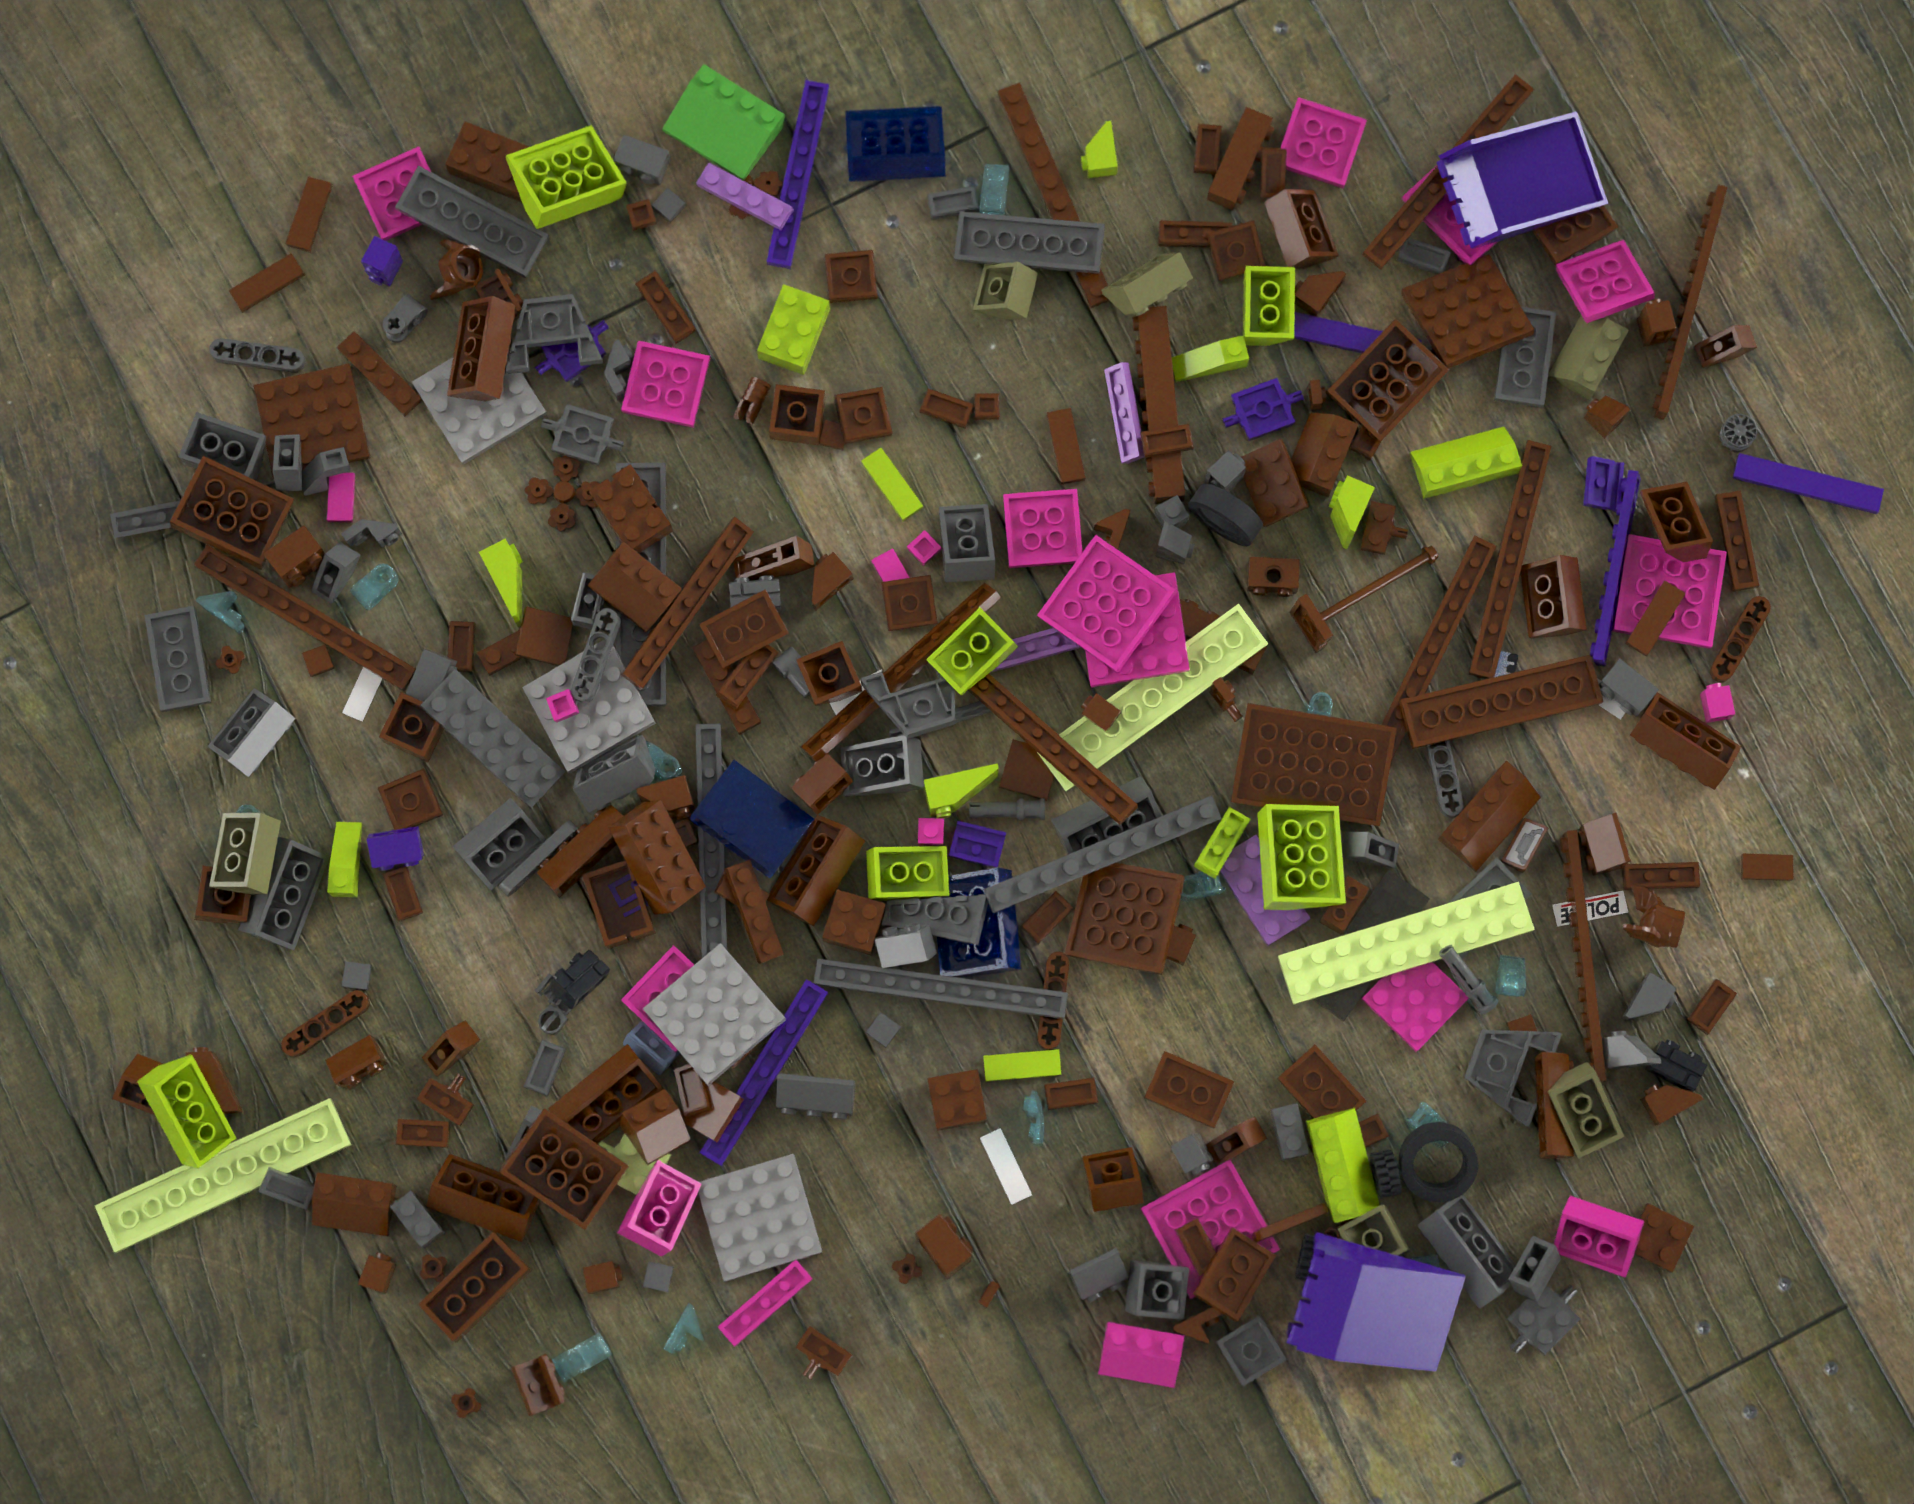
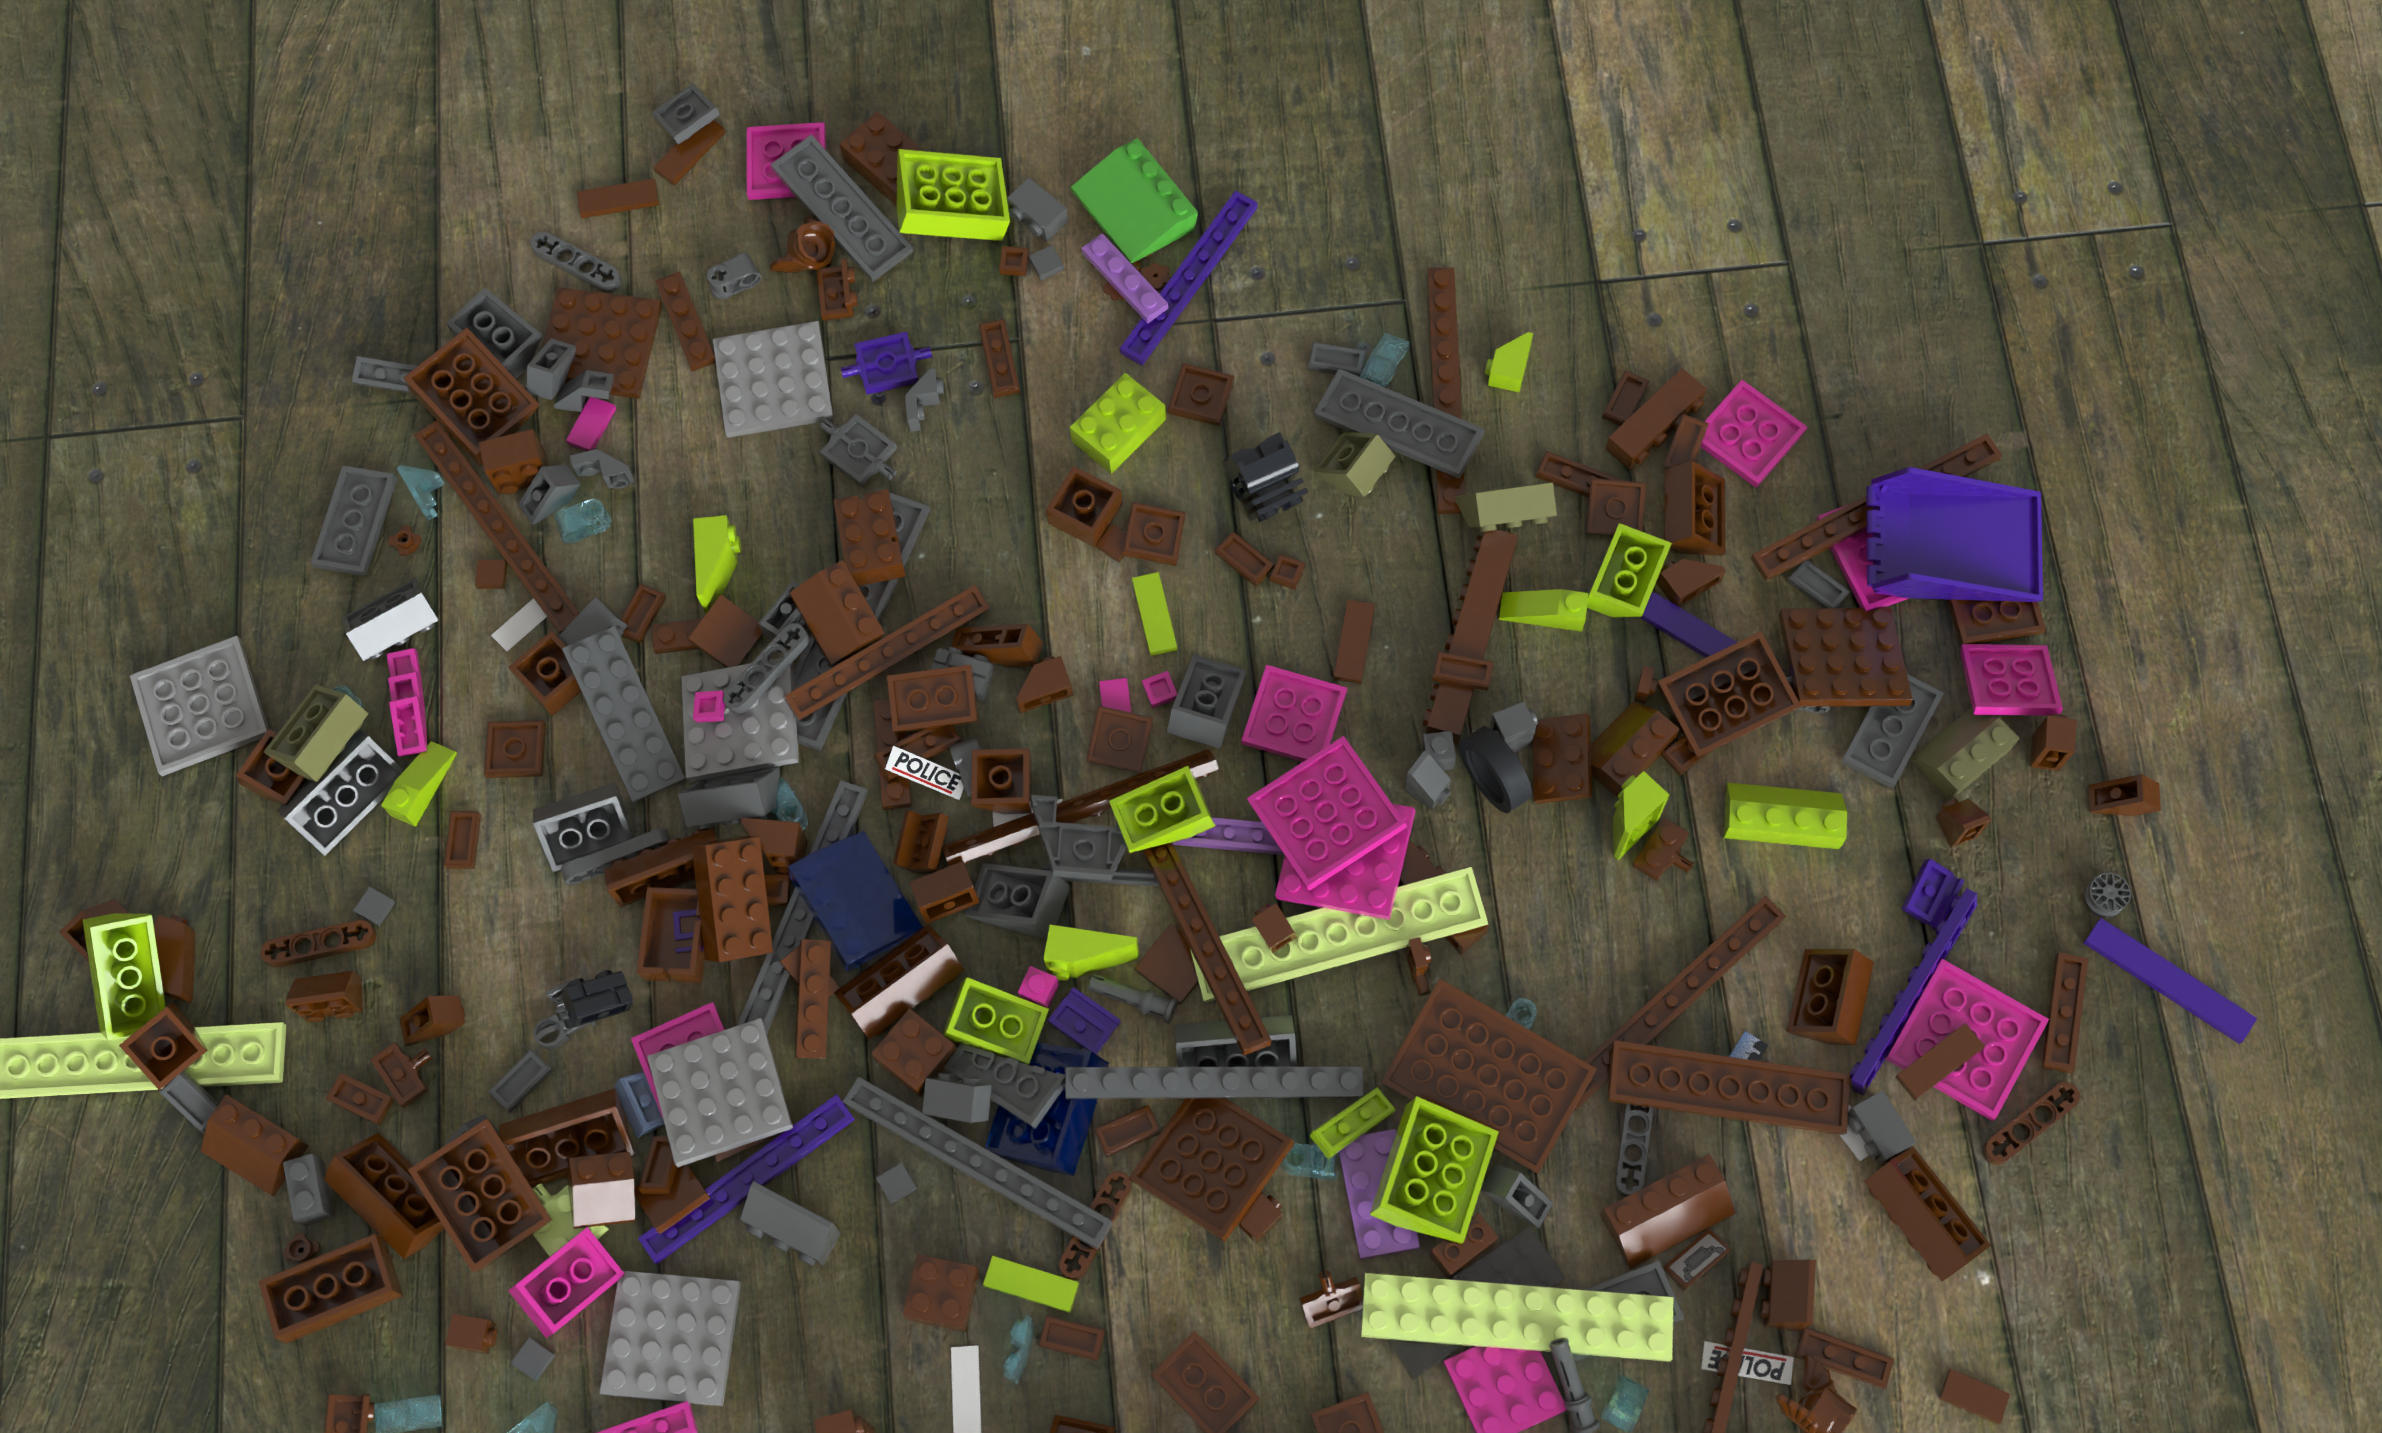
camera: 25 degrees right, 10 degrees down
(125, 867) = (199, 705): none -> light grey plate
(248, 1154) = (164, 1046): none -> reddish brown slope
(292, 183) = (685, 113): none -> dark grey plate
(301, 797) = (407, 702): none -> dark pink slope
(377, 1272) = (239, 1231): reddish brown brick -> none
(382, 261) = (735, 213): dark purple brick -> none
(395, 848) = (474, 788): dark purple brick -> none
(473, 1405) = (256, 1408): reddish brown plate -> none
(481, 349) = (794, 329): reddish brown slope -> none
(551, 322) = (871, 328): dark grey wing -> none
(562, 492) = (813, 499): reddish brown plant -> none
(665, 384) = (965, 431): dark pink plate -> none
(752, 397) = (1045, 478): reddish brown hinge -> none
(763, 692) = (925, 772): none -> white sticker
(784, 750) = (920, 842): none -> reddish brown bracket
(895, 143) = (1300, 282): clear blue slope -> none
(940, 334) = (1265, 476): none -> black piece
(1114, 526) = (1372, 741): reddish brown slope -> none
(1124, 412) = (1430, 628): medium lavender plate -> none
(1260, 986) = (1332, 1300): none -> reddish brown plate
(1263, 409) = (1581, 679): dark purple plate -> none
(1286, 570) = (1516, 842): reddish brown brick -> none
(1313, 623) = (1548, 921): reddish brown tile -> none
(1510, 560) = (1795, 938): reddish brown plate -> none
(1678, 521) = (2004, 963): reddish brown slope -> none
(1686, 311) = (2092, 744): reddish brown plate -> none
(1717, 703) = (1979, 1184): dark pink brick -> none

